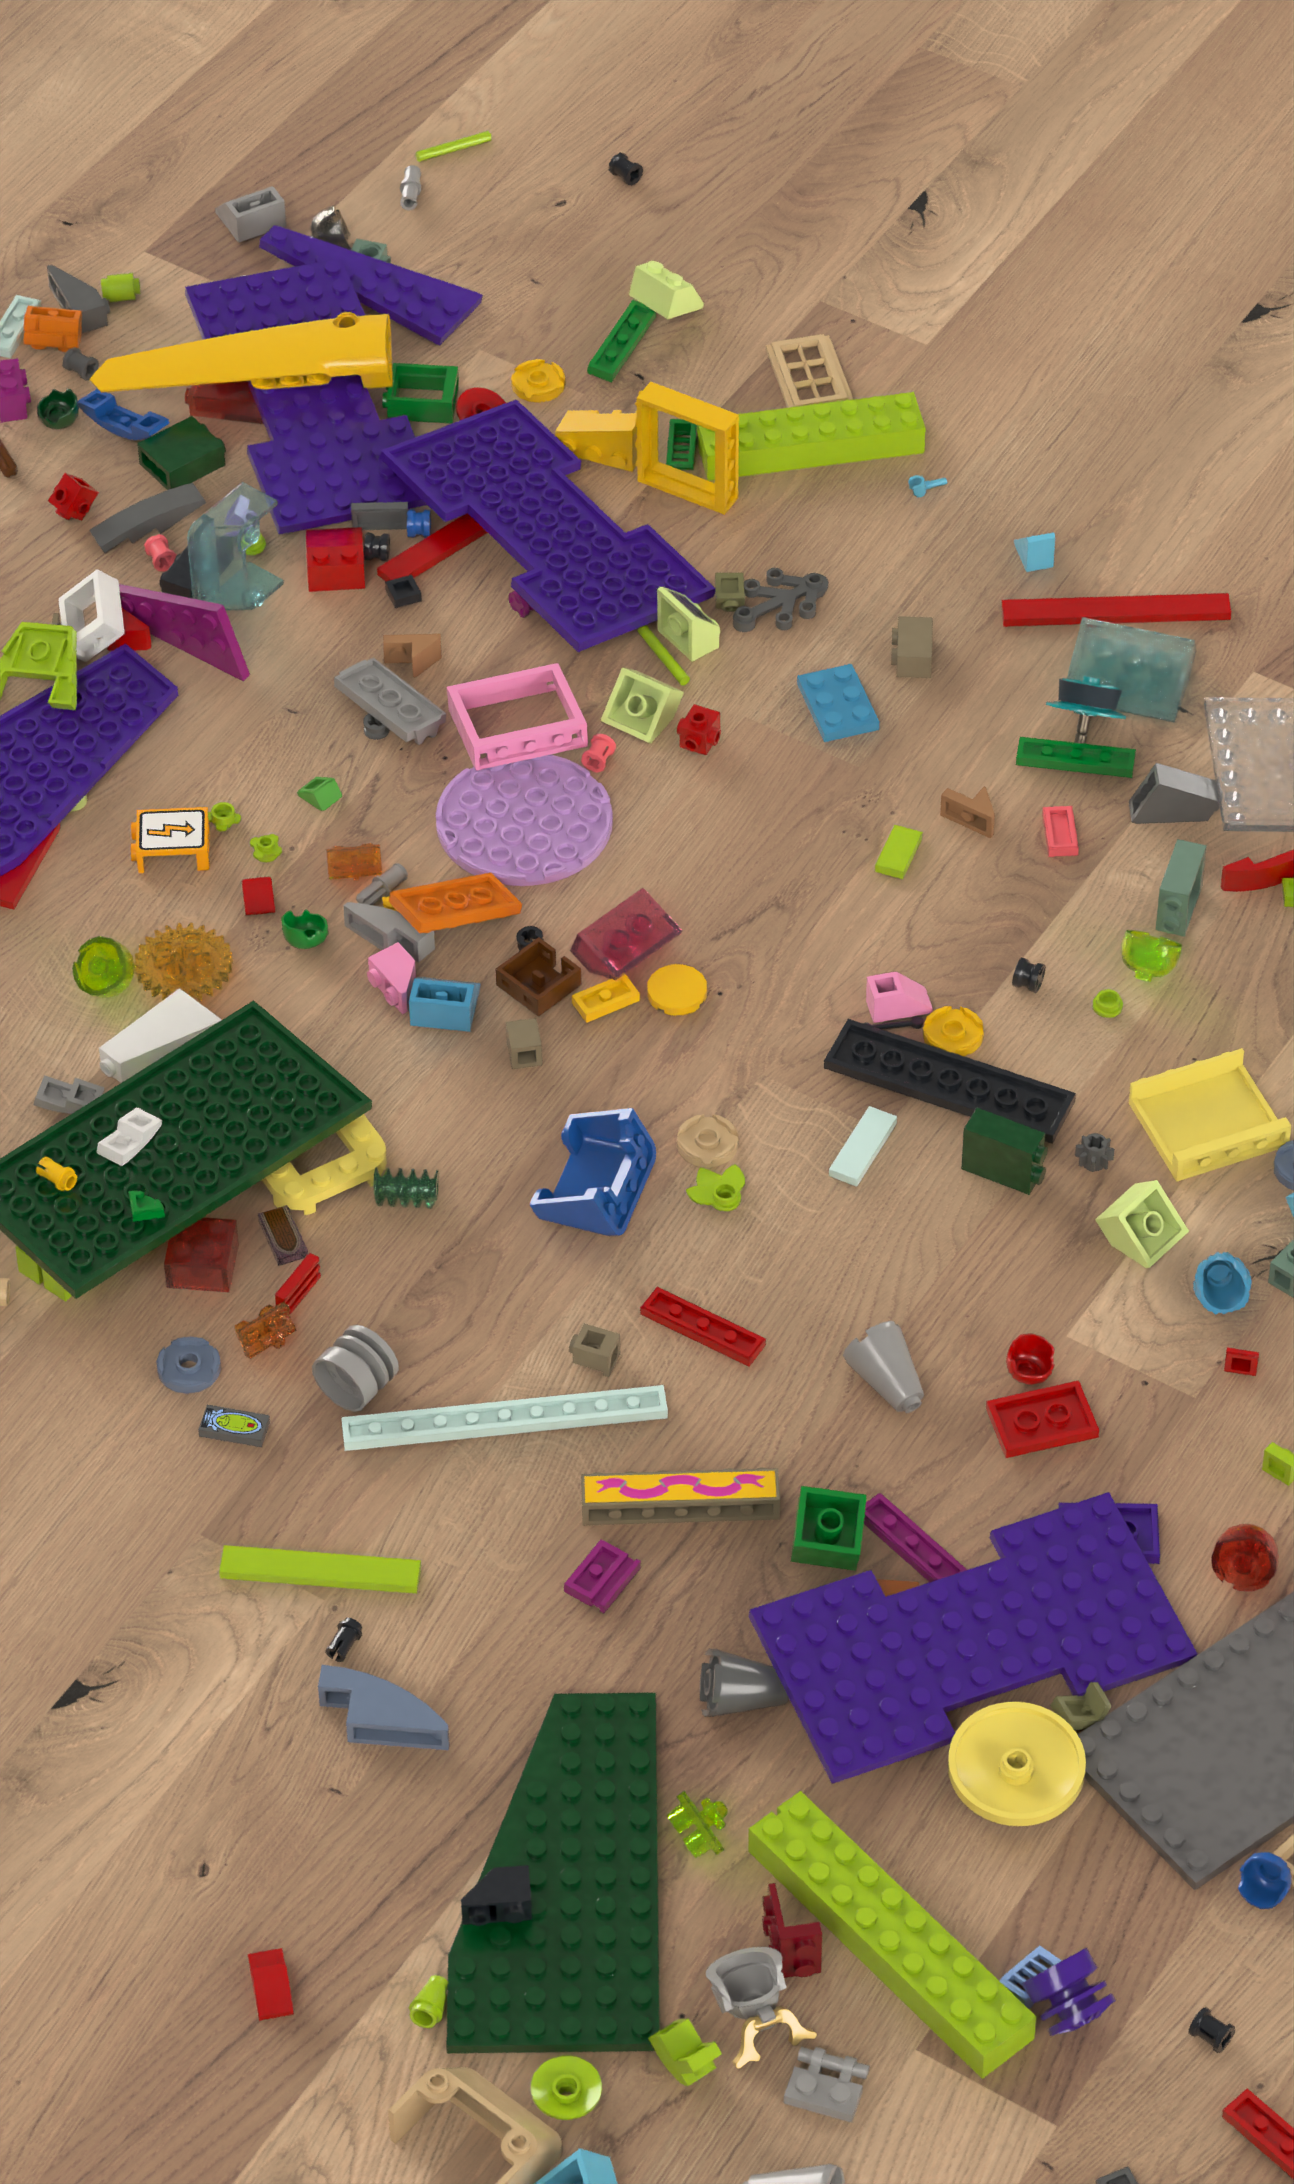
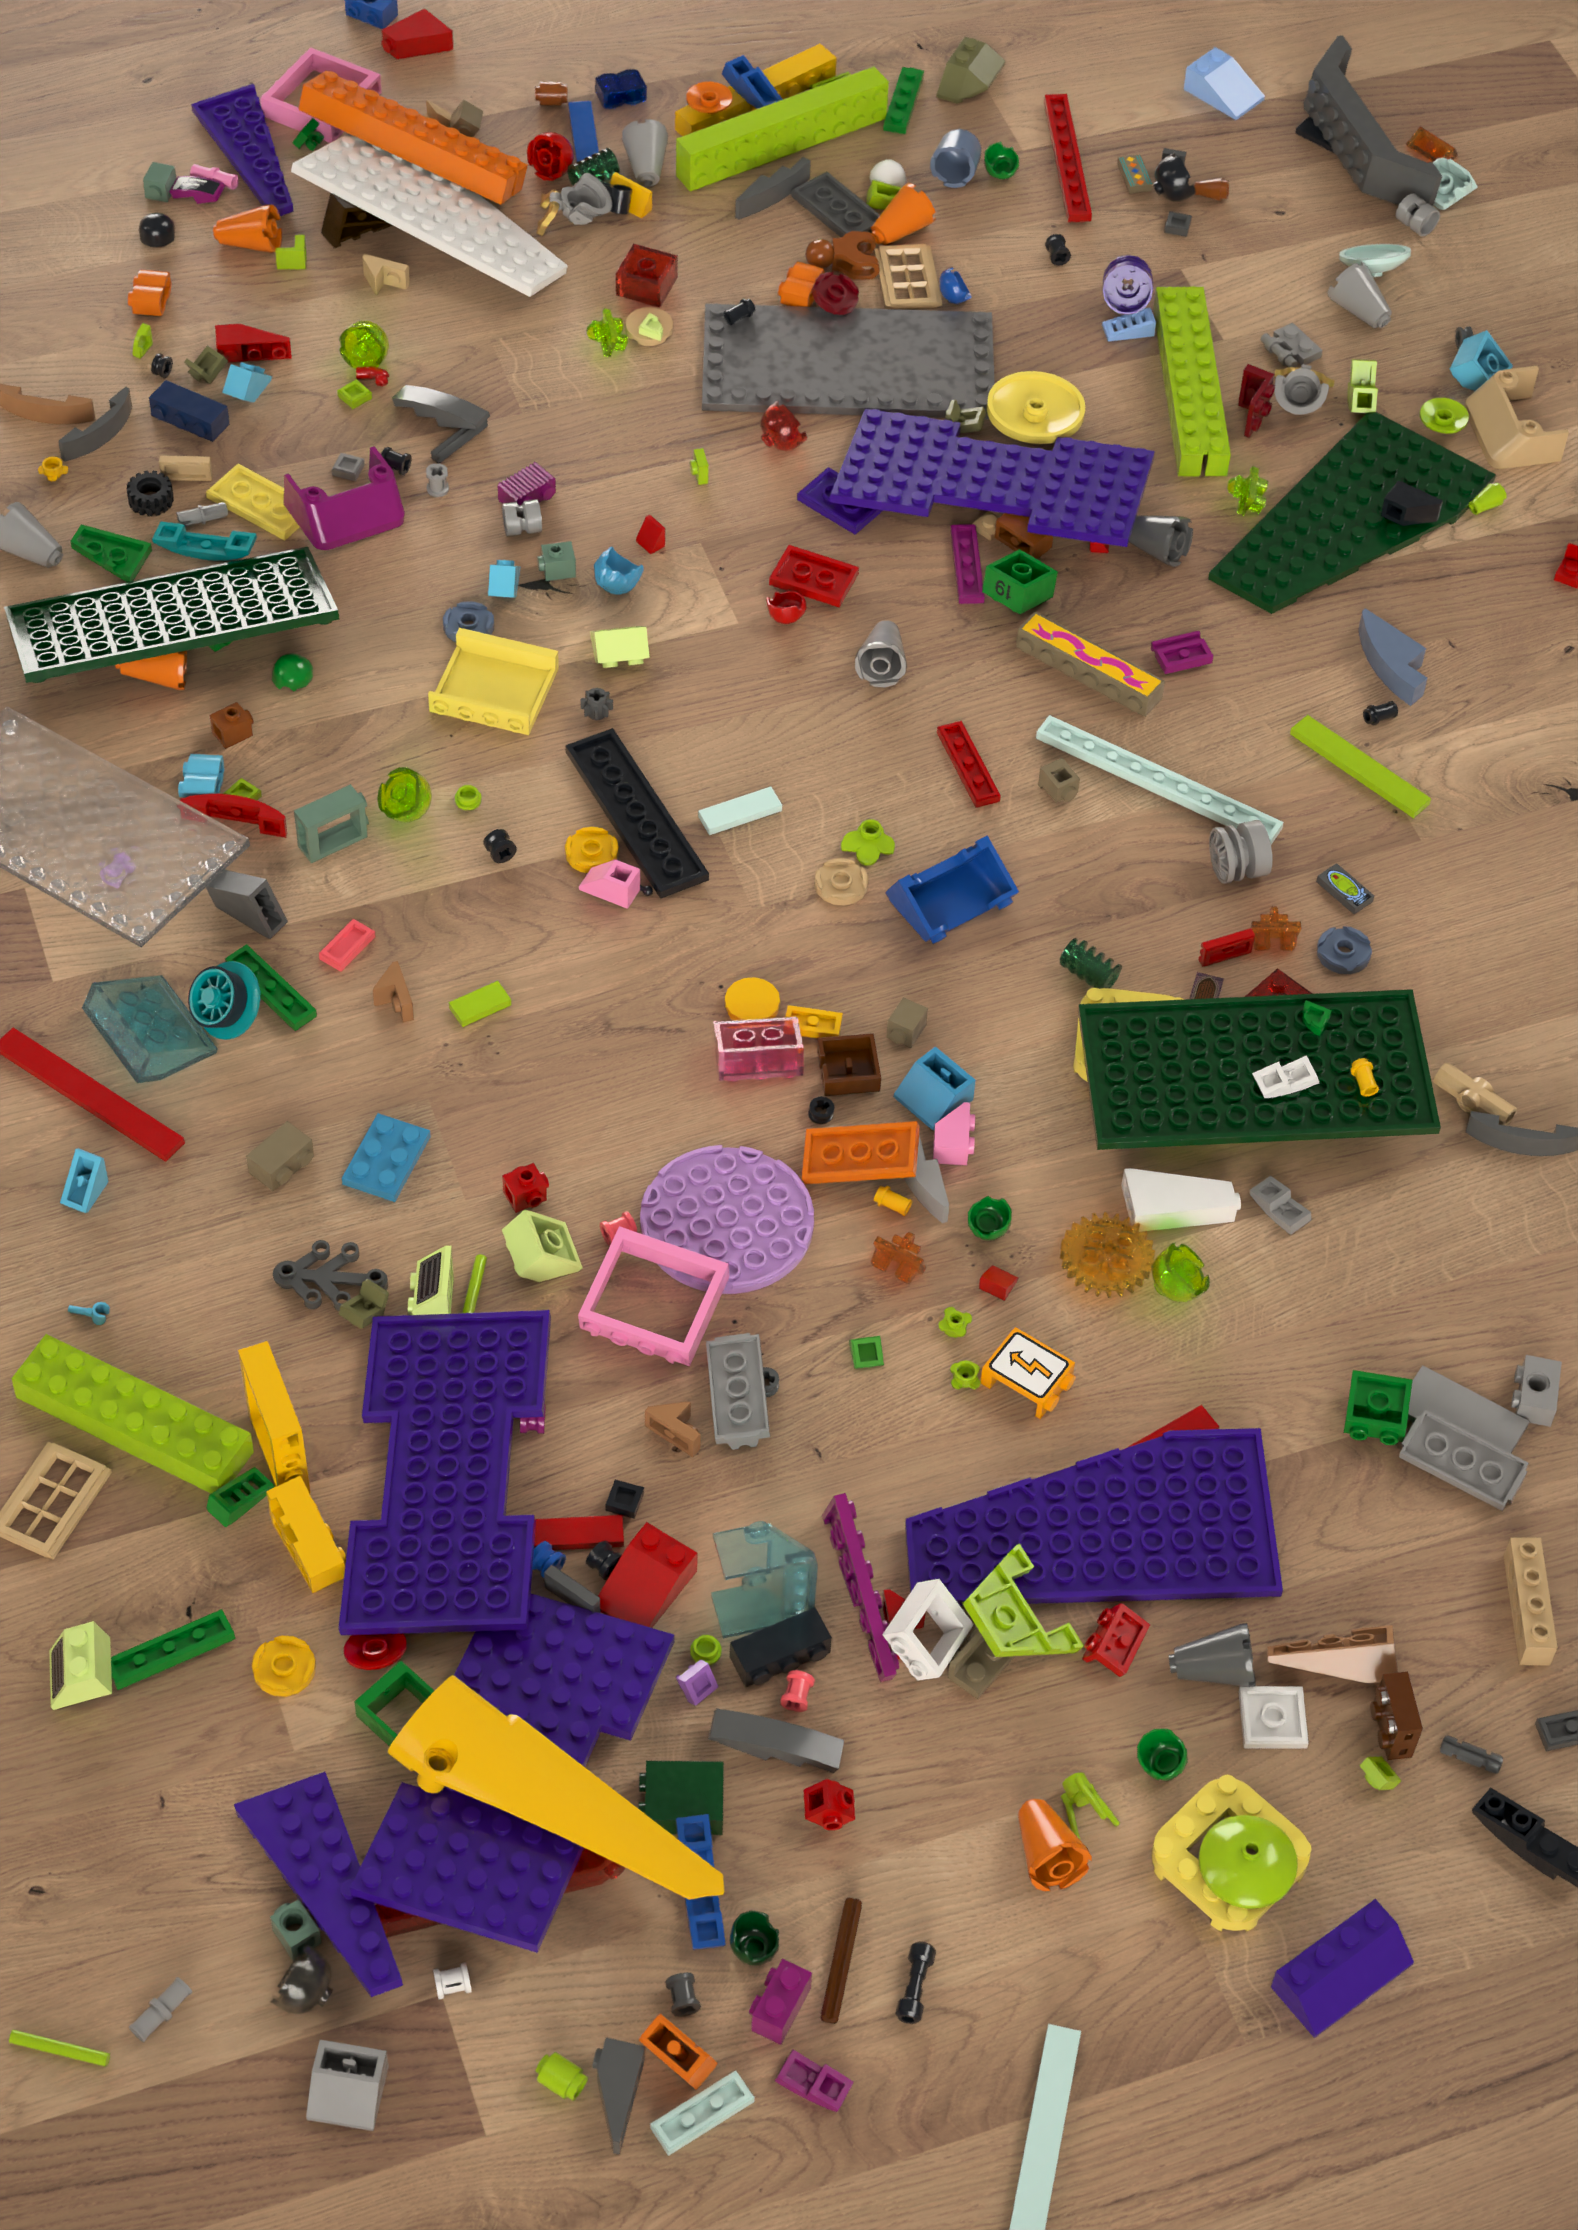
camera: 145 degrees left, 5 degrees up
(382, 885) = (893, 1226): light grey axle -> none
(1003, 1151) = (663, 726): dark green brick -> none

